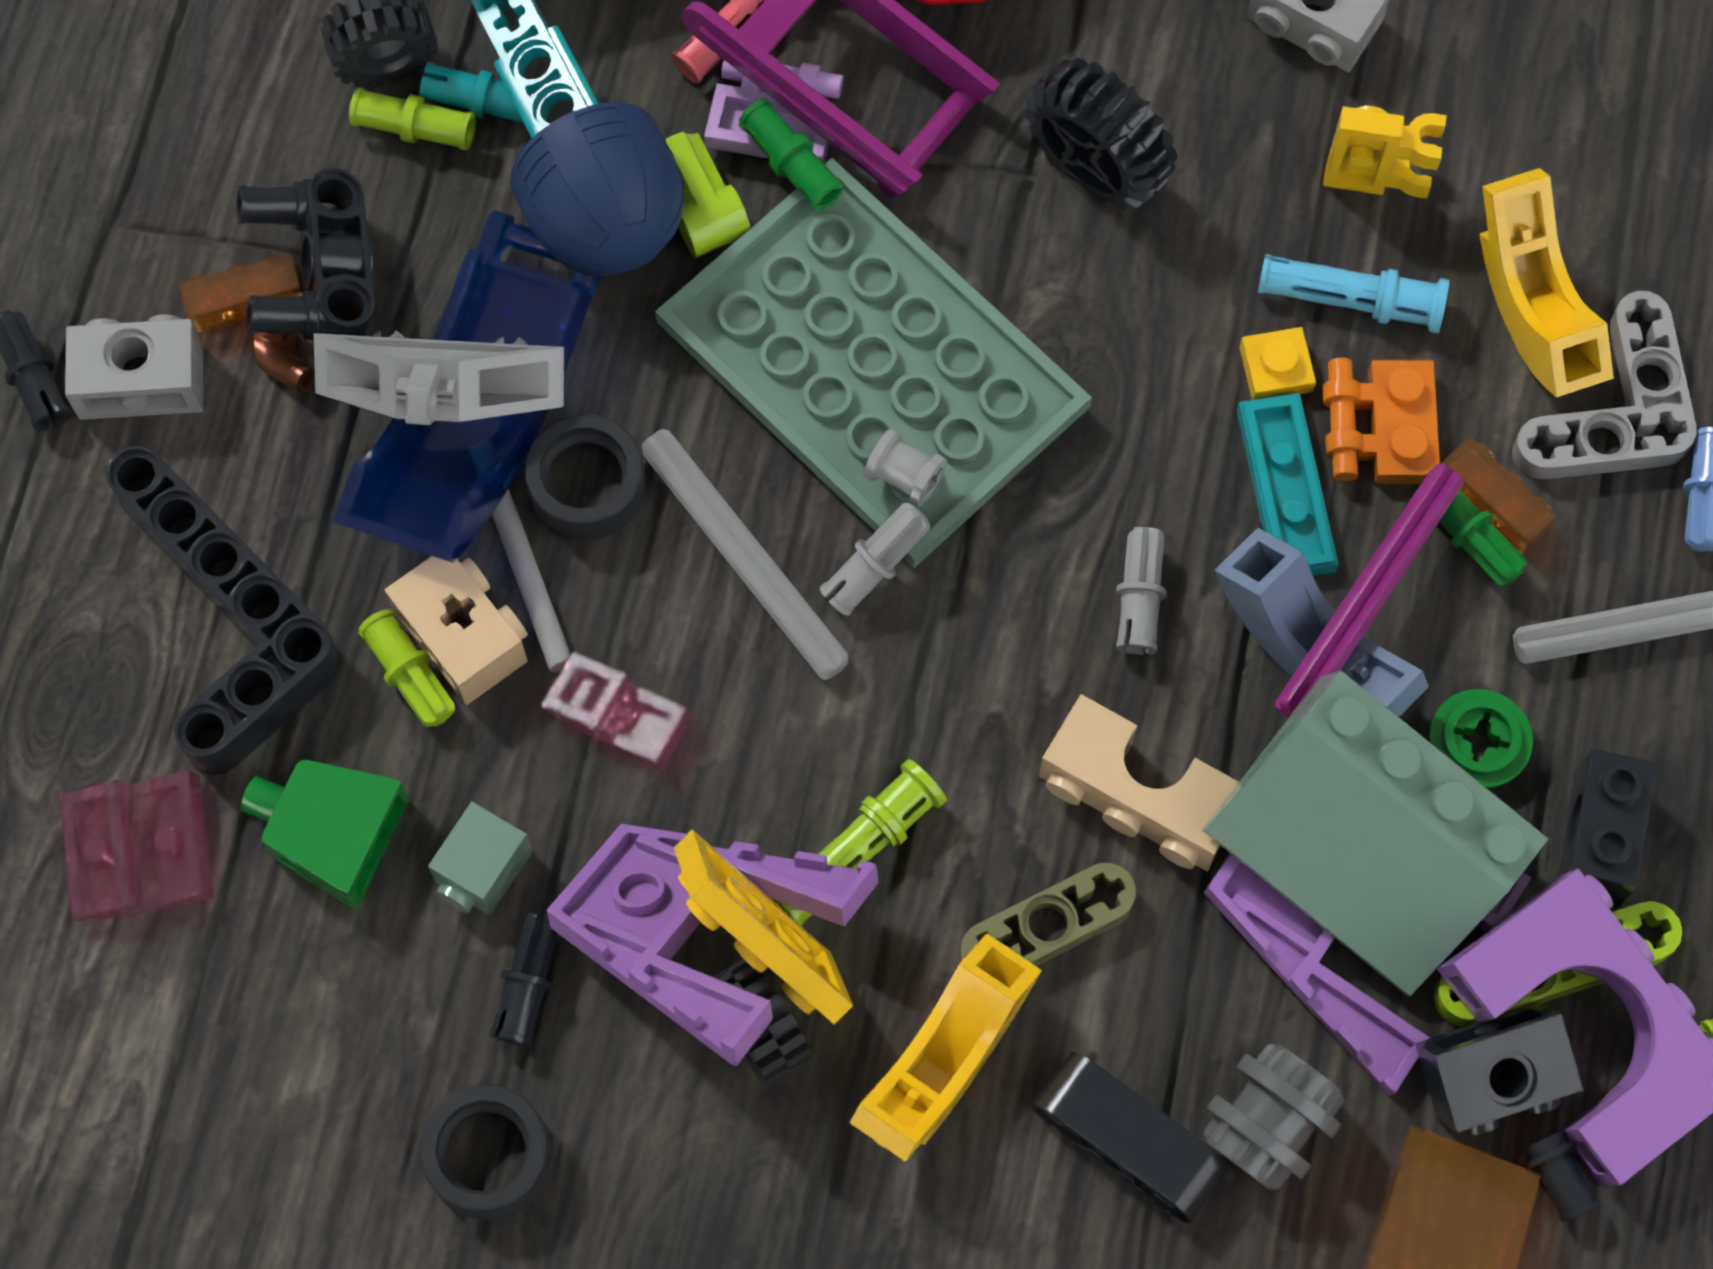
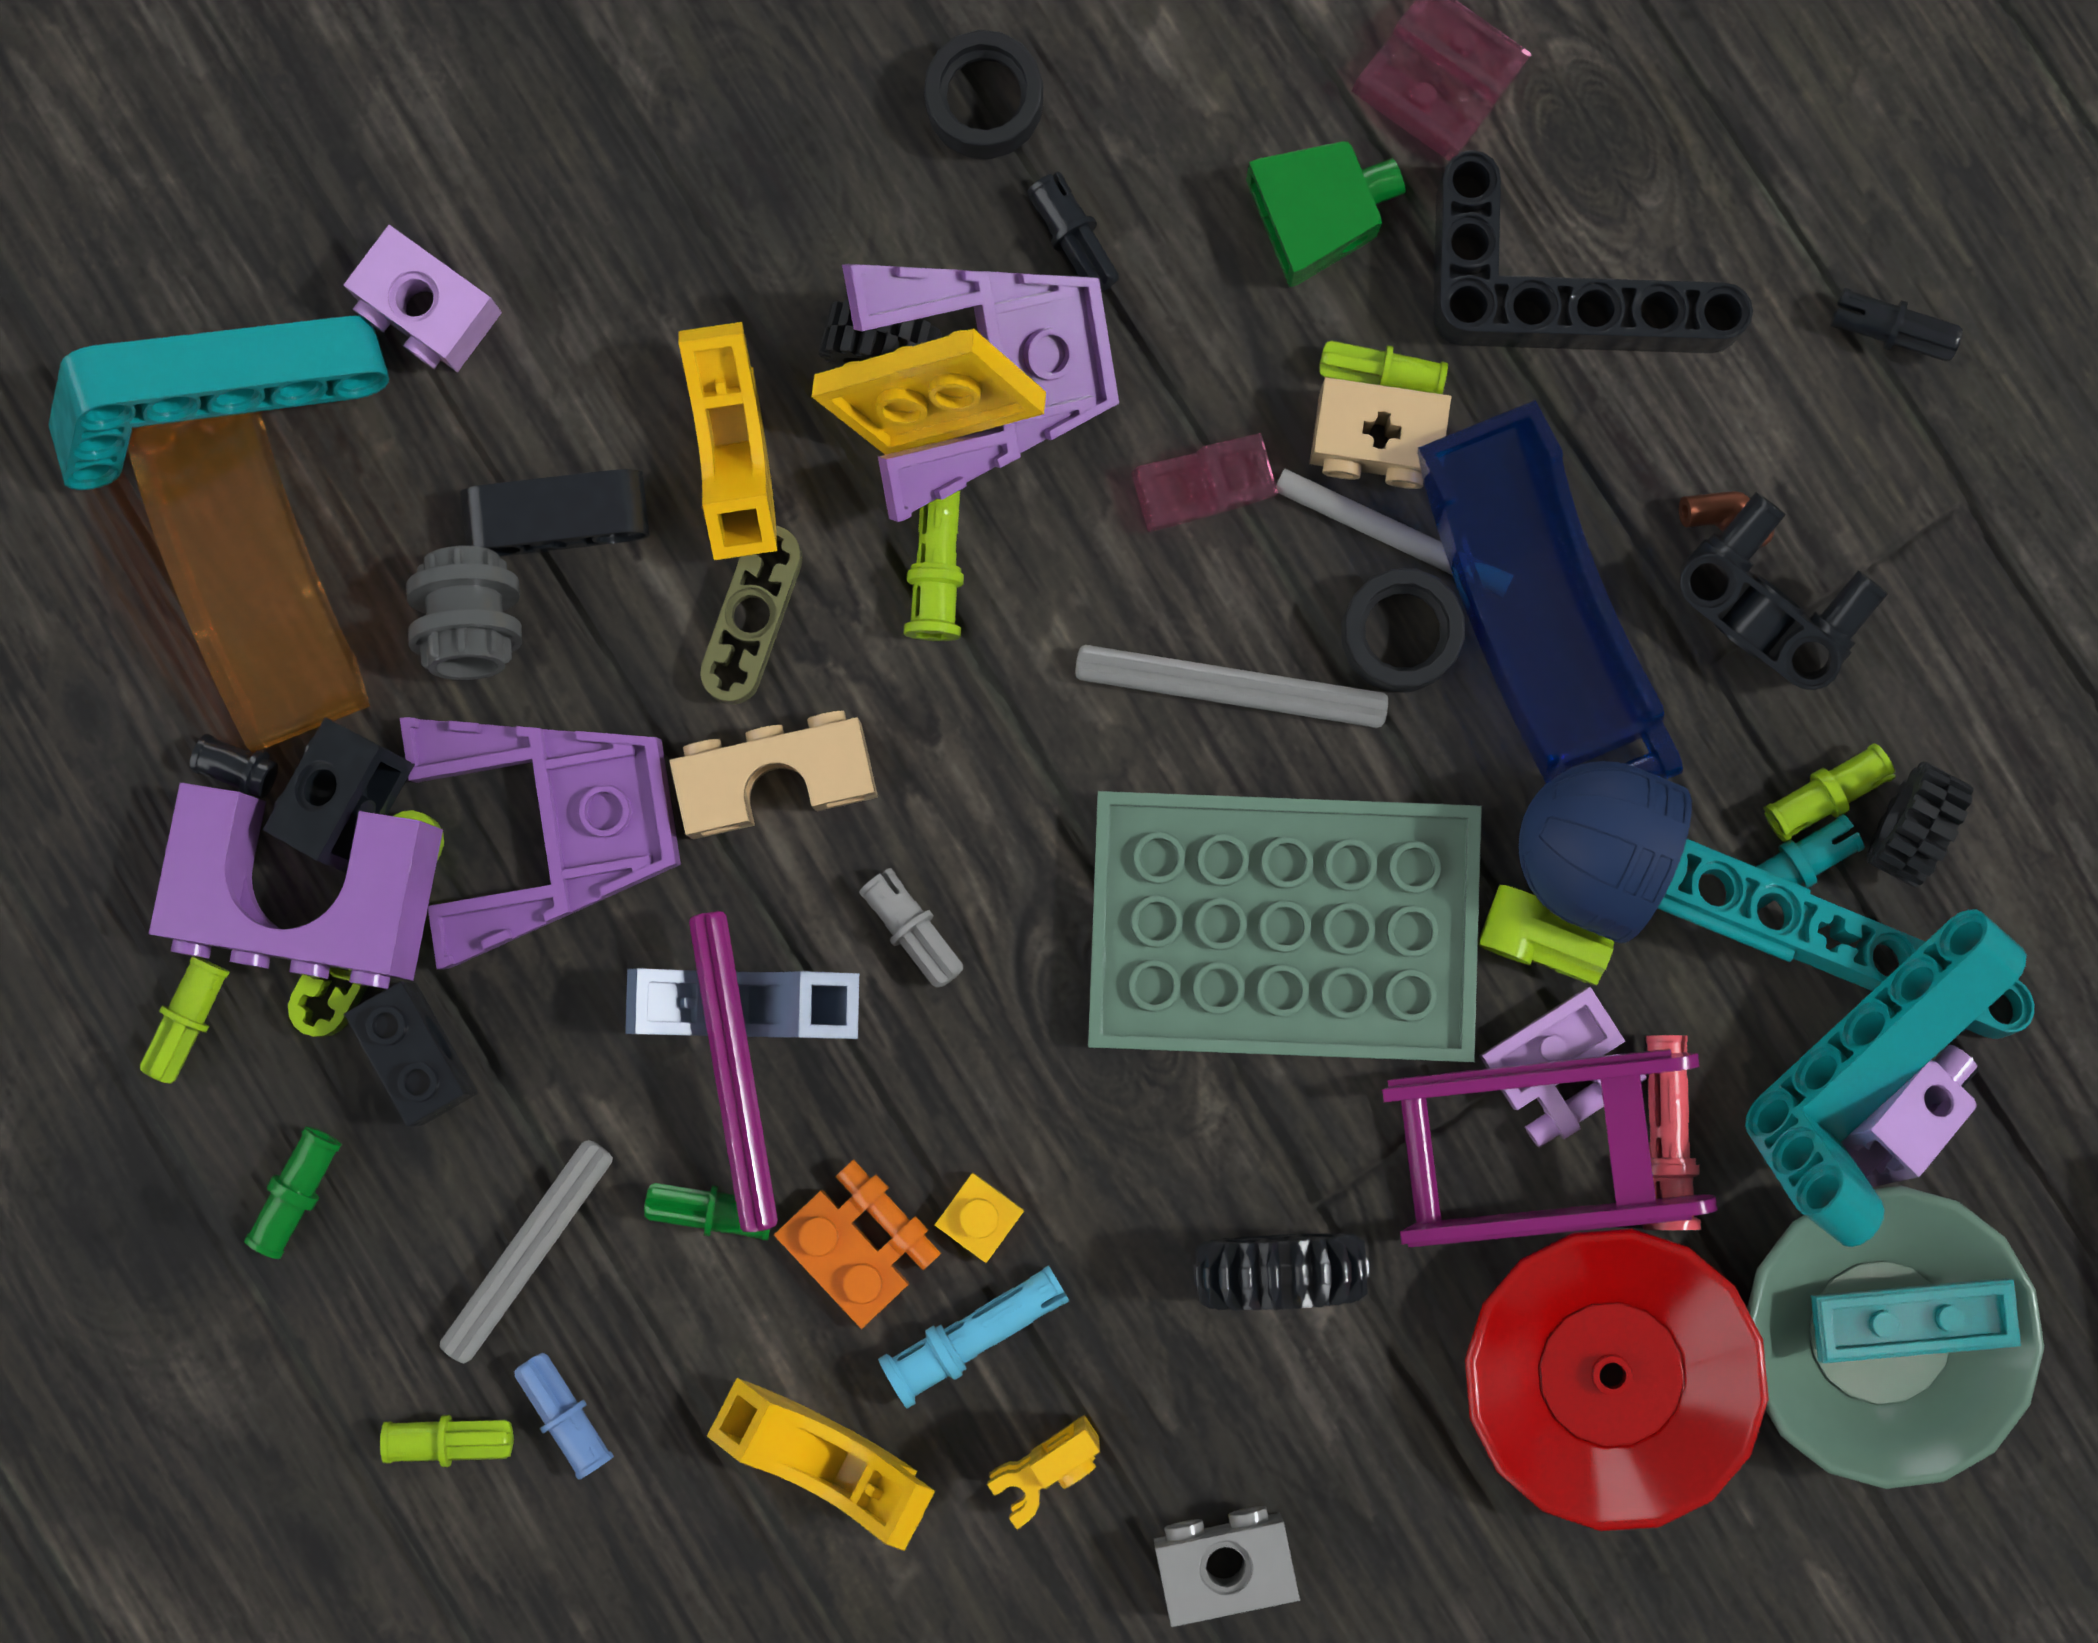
camera: 140 degrees right, 15 degrees up
(163, 385) = (1843, 368): light grey brick -> none
(223, 296) = (1809, 534): clear orange piece -> none
(438, 377) = (1569, 577): light grey connector -> none
(479, 860) = (1189, 280): sand green brick -> none
(791, 155) = (1503, 1026): green pin -> none
(875, 558) = (1124, 762): light grey axle -> none
(905, 467) = (1166, 846): light grey bush -> none
(1287, 478) = (882, 1121): teal tile -> none
(1374, 832) = (566, 878): sand green slope -> none
(1491, 487) = (718, 1260): clear orange piece -> none
(1505, 726) = (536, 1035): green gear -> none
(1643, 406) = (671, 1445): light grey beam -> none

